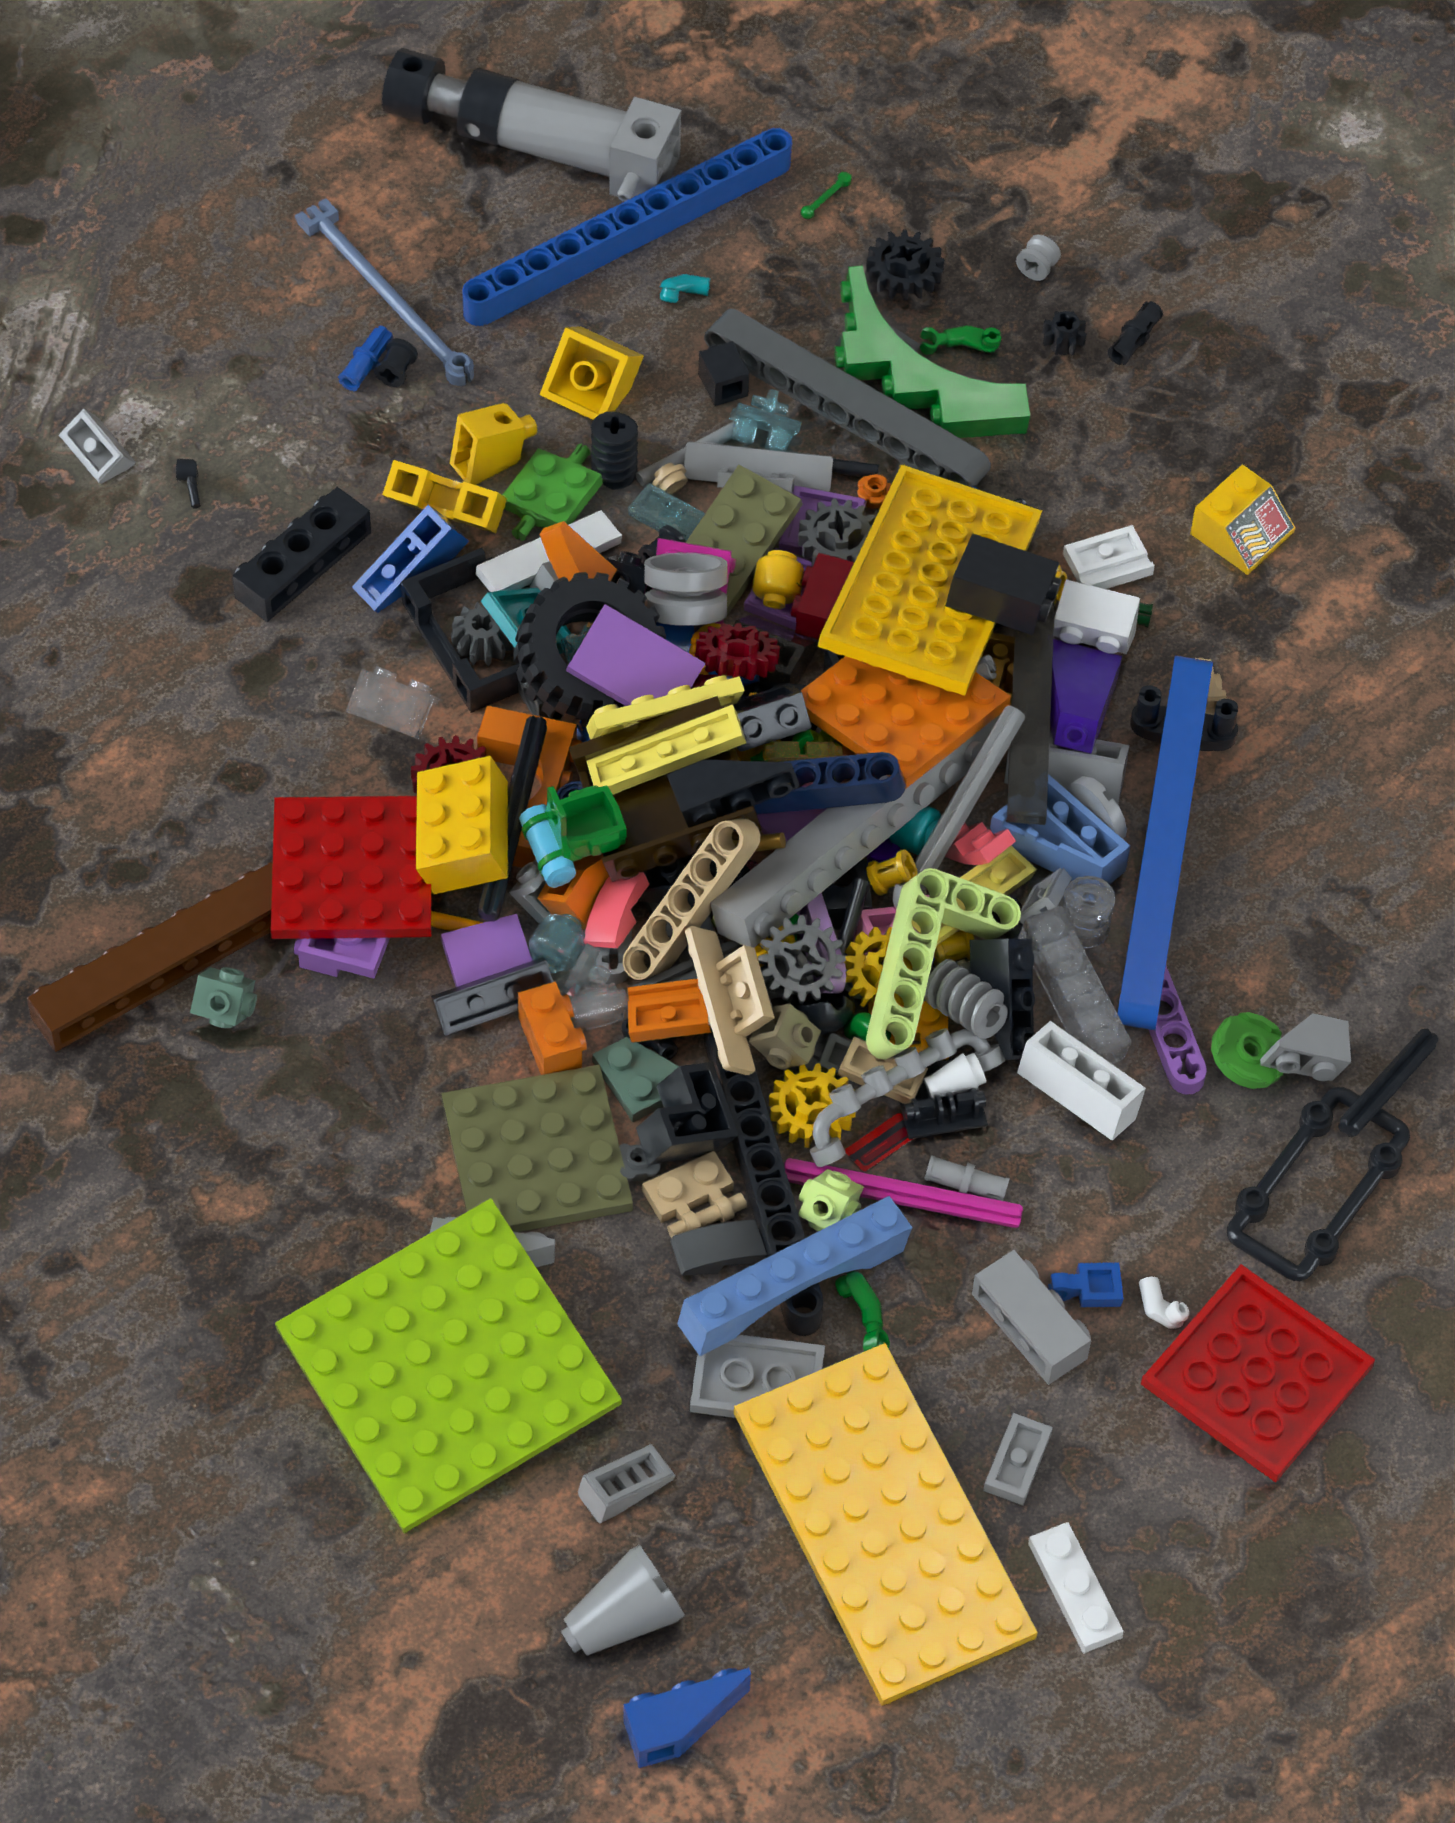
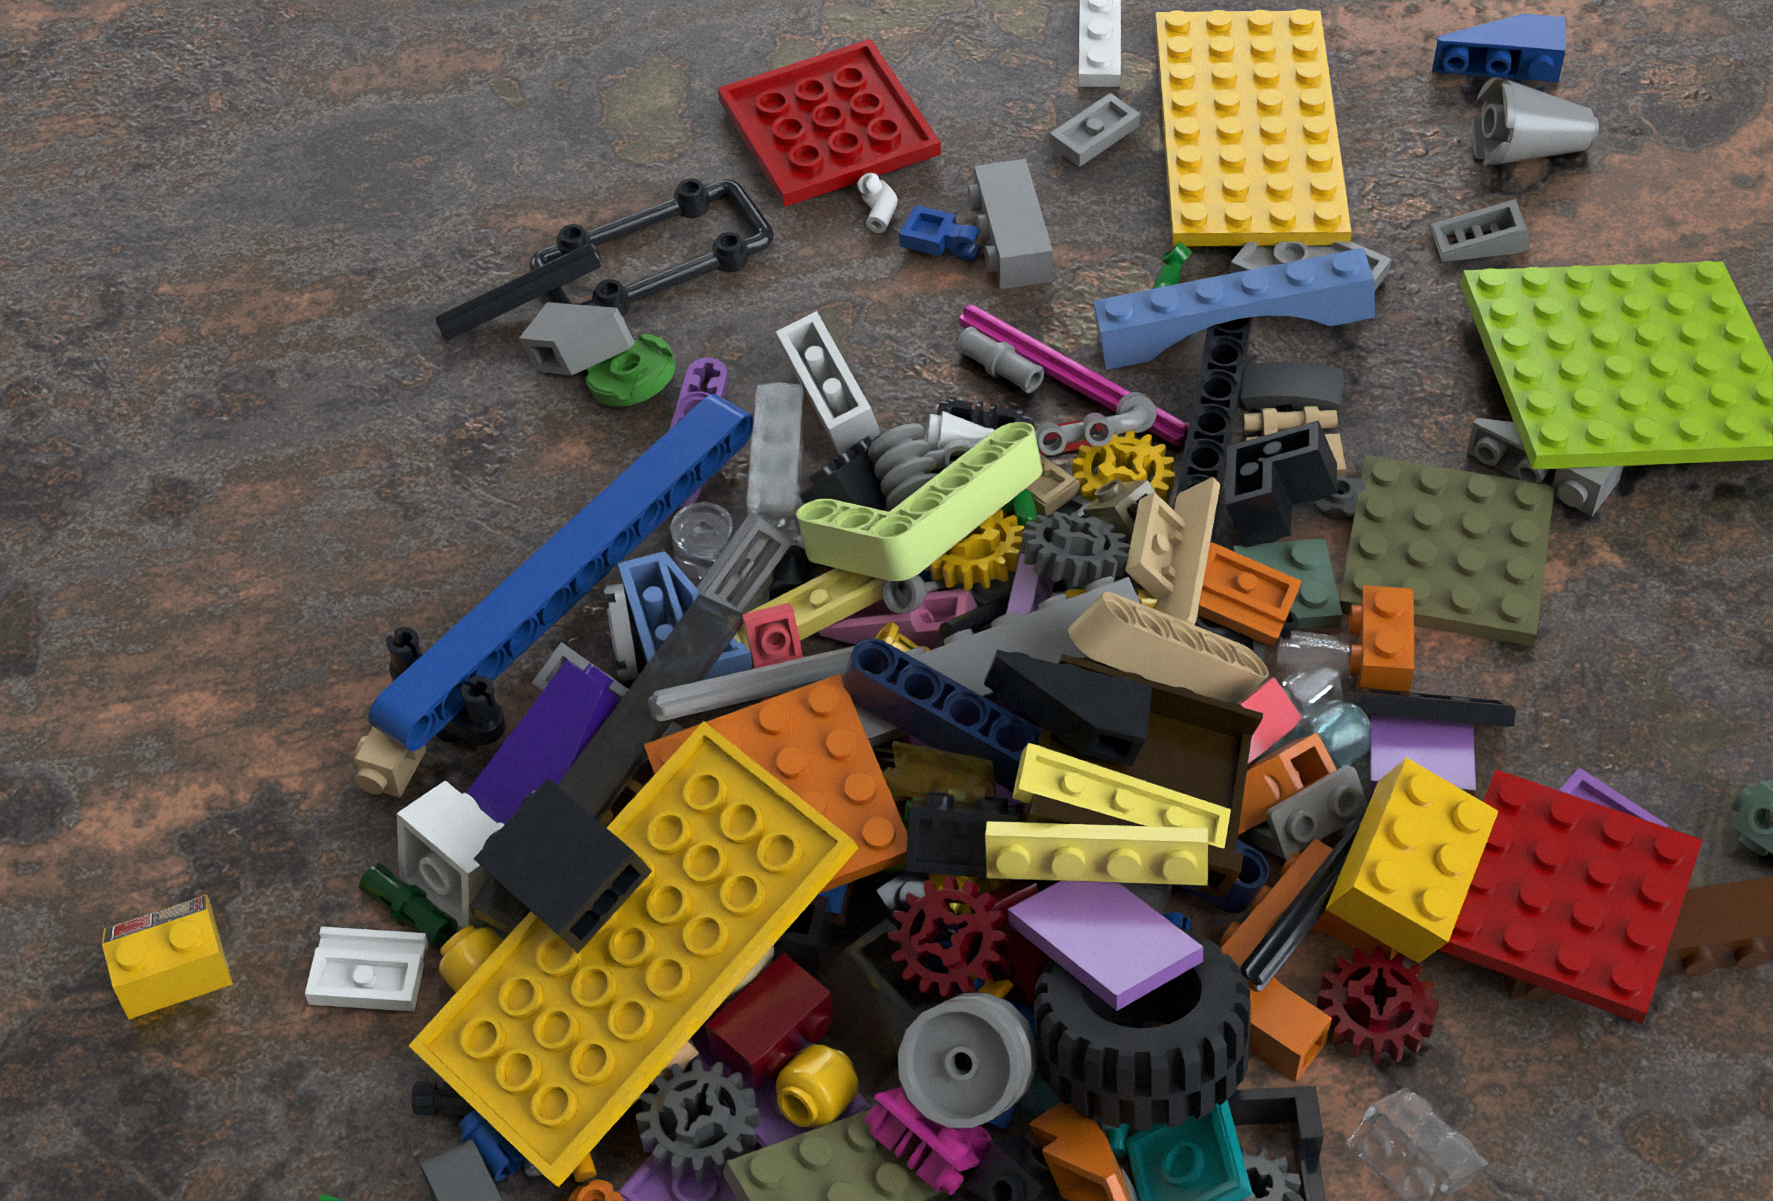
camera: 150 degrees left, 5 degrees down
(572, 829) = (1283, 769): green piece -> none
(829, 1199) = (1159, 367): yellowish green brick -> none

